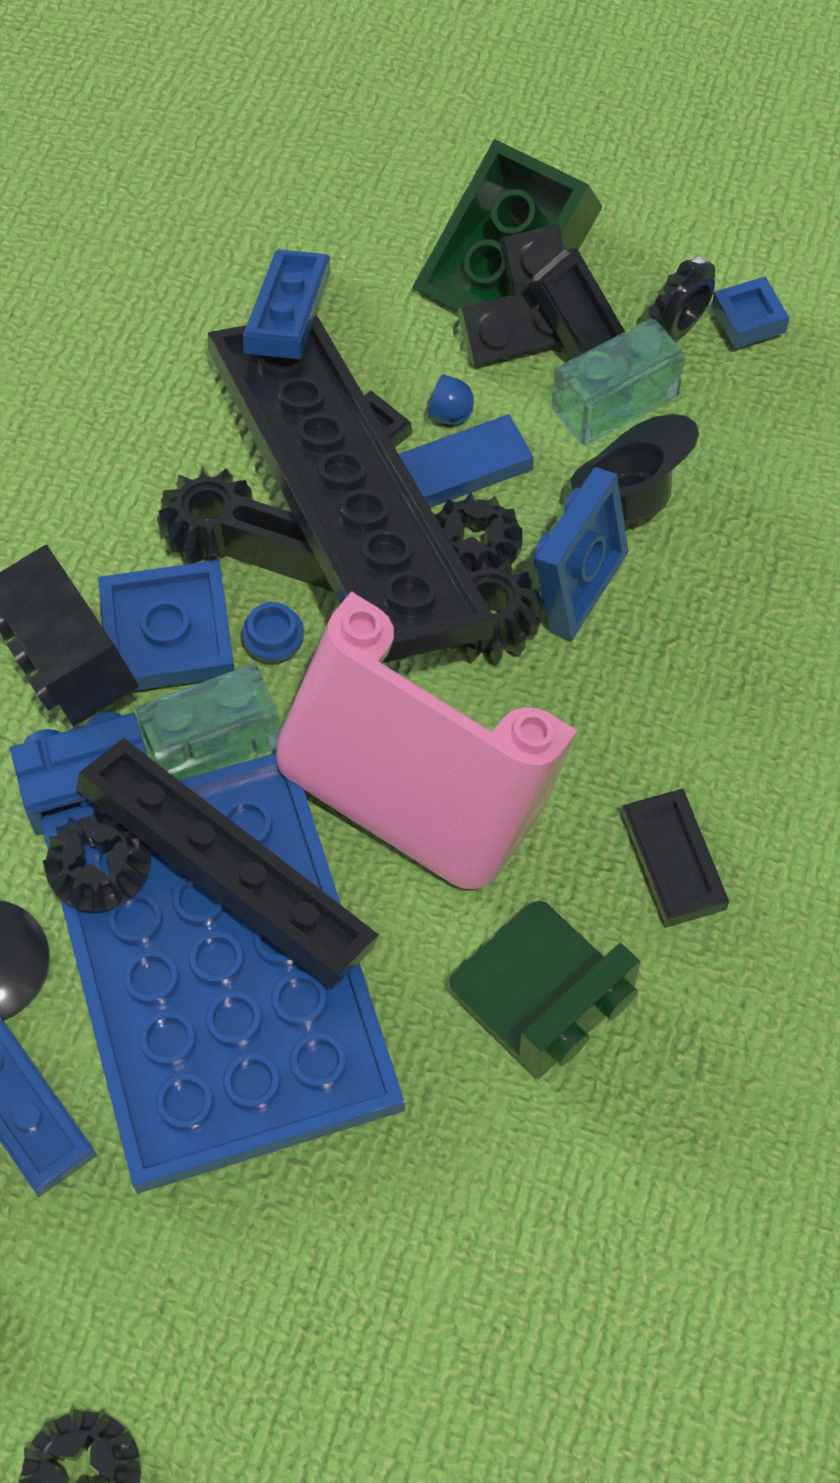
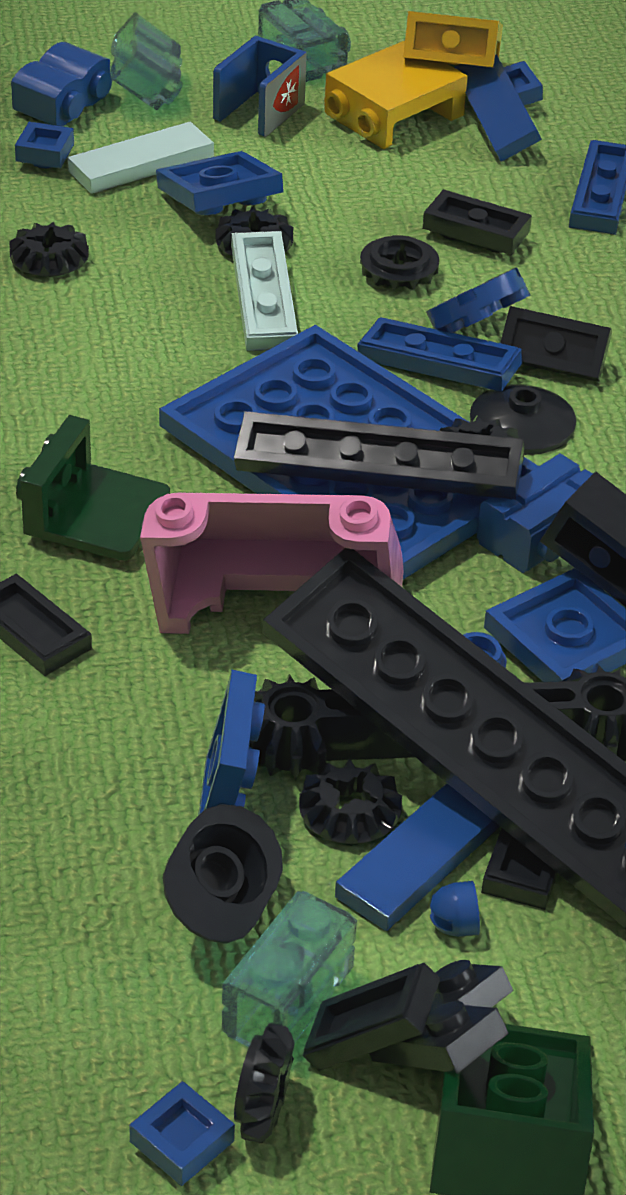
camera: 150 degrees right, 20 degrees down
(144, 1316) = (263, 289): none -> light aqua tile
(211, 723) = (470, 562): clear light blue brick -> none

